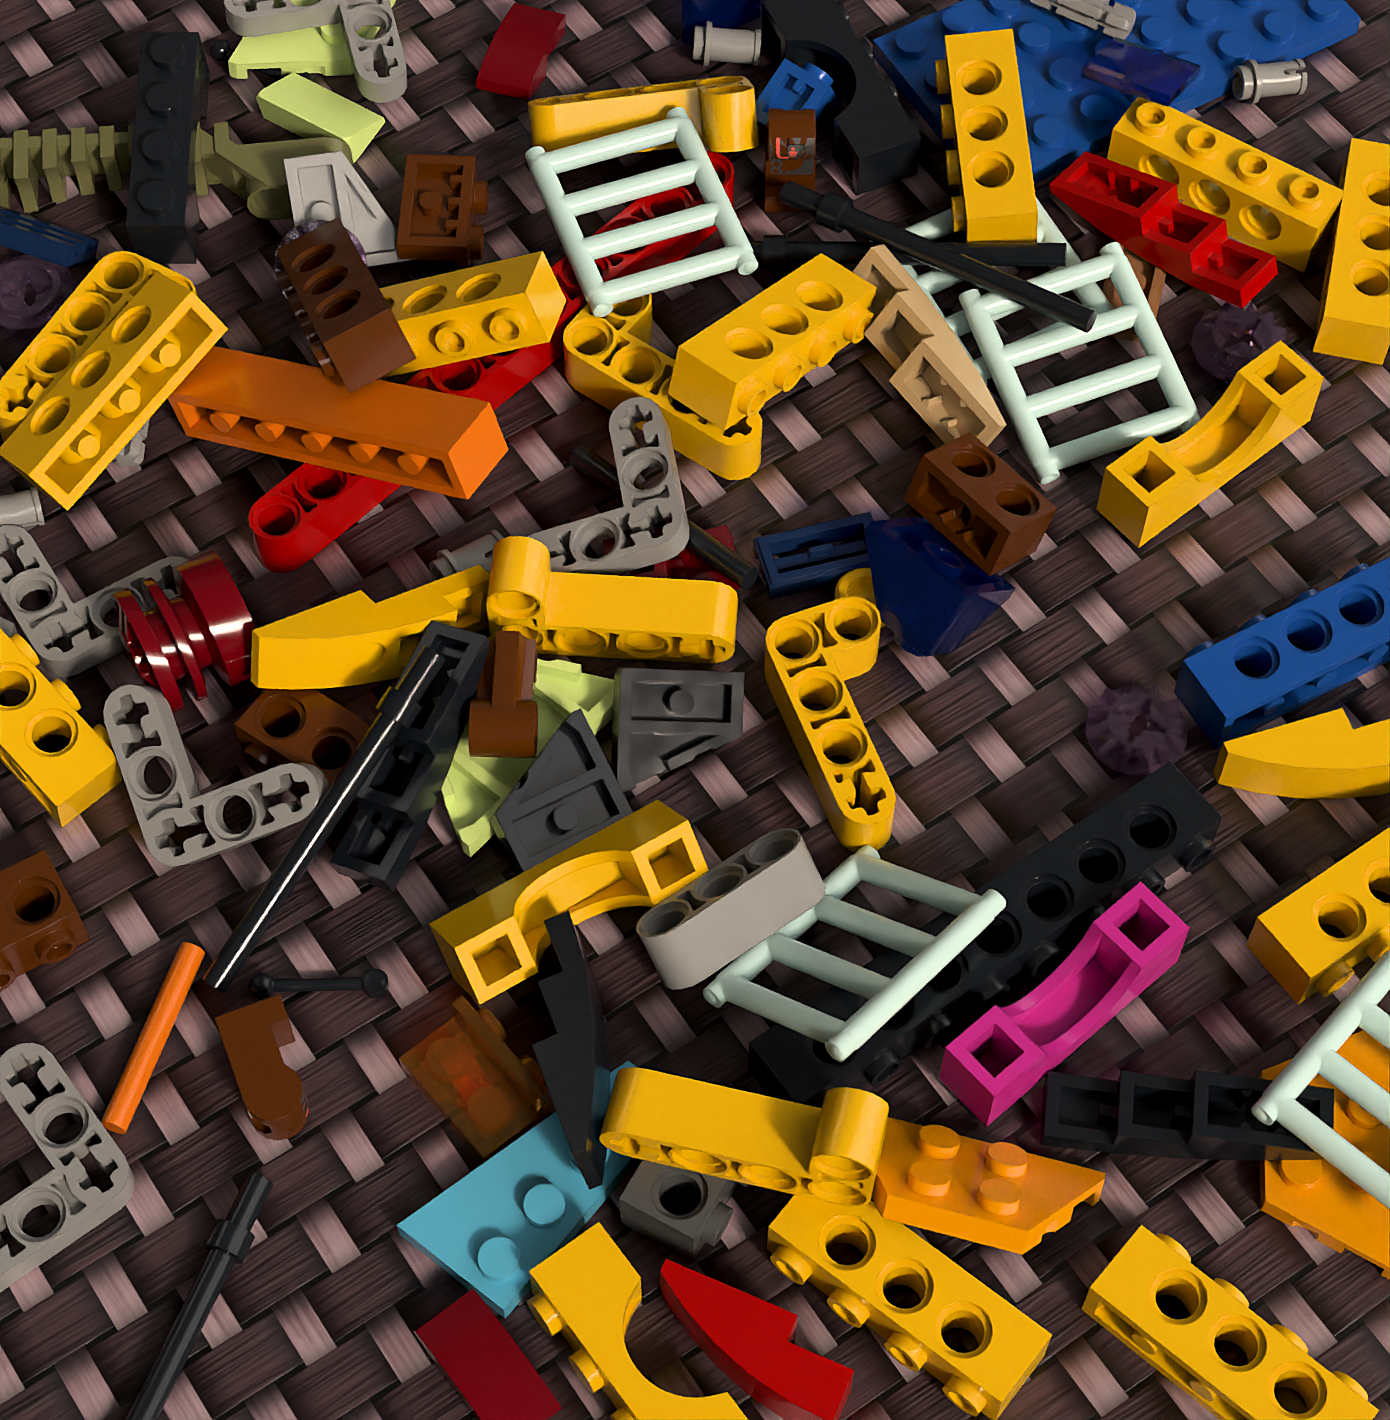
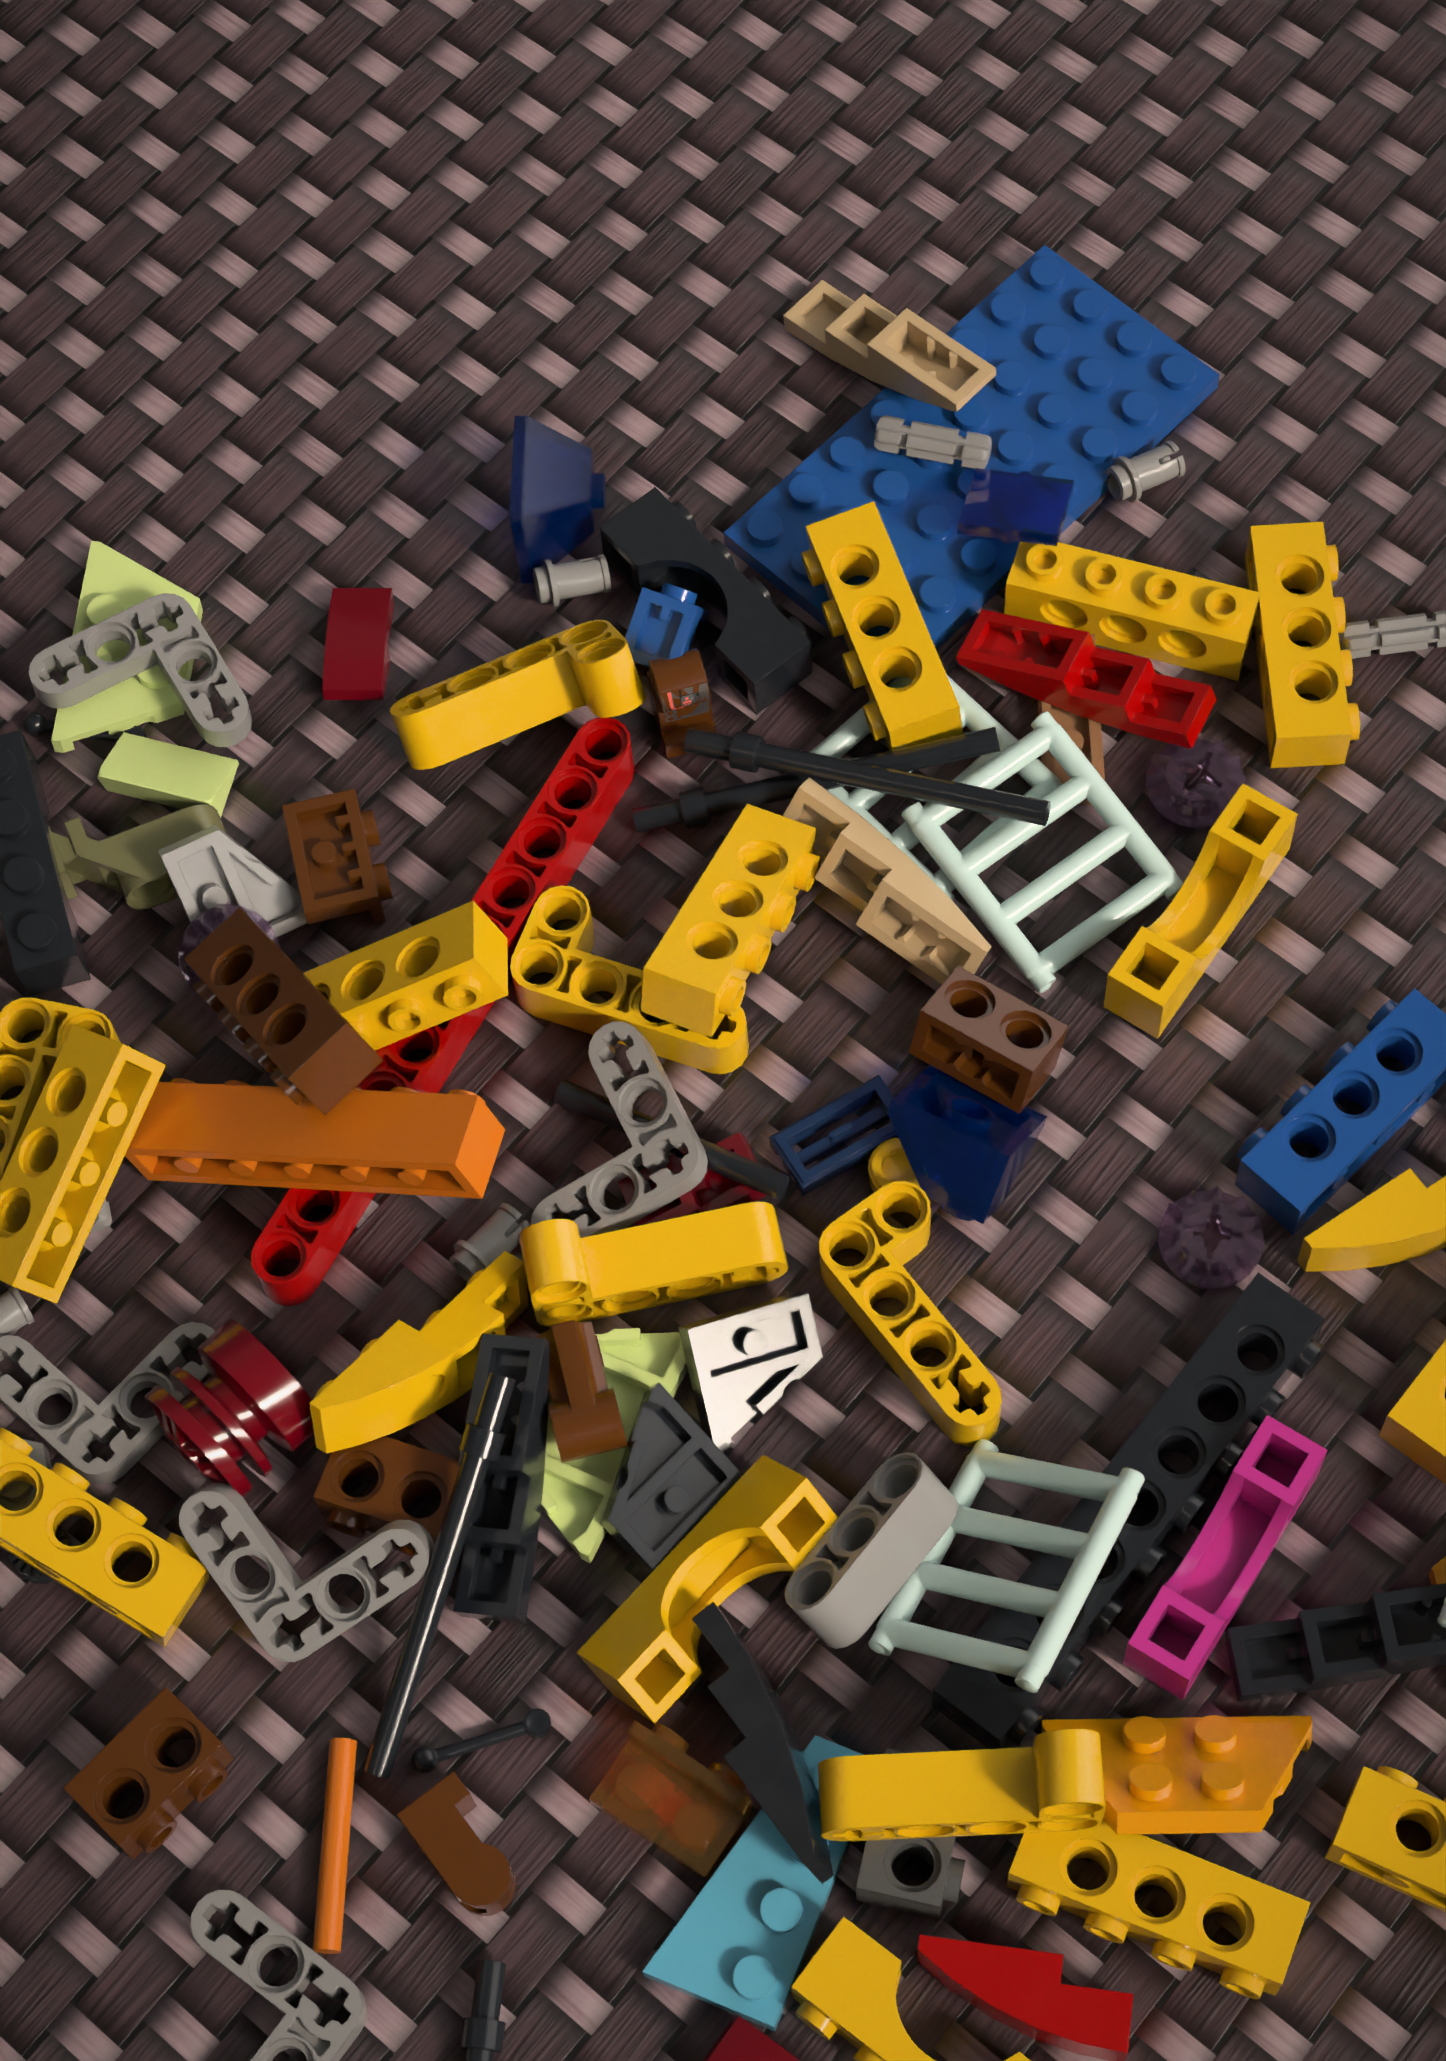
camera: 10 degrees left, 5 degrees up
(695, 169) = (504, 870): light aqua bar -> none

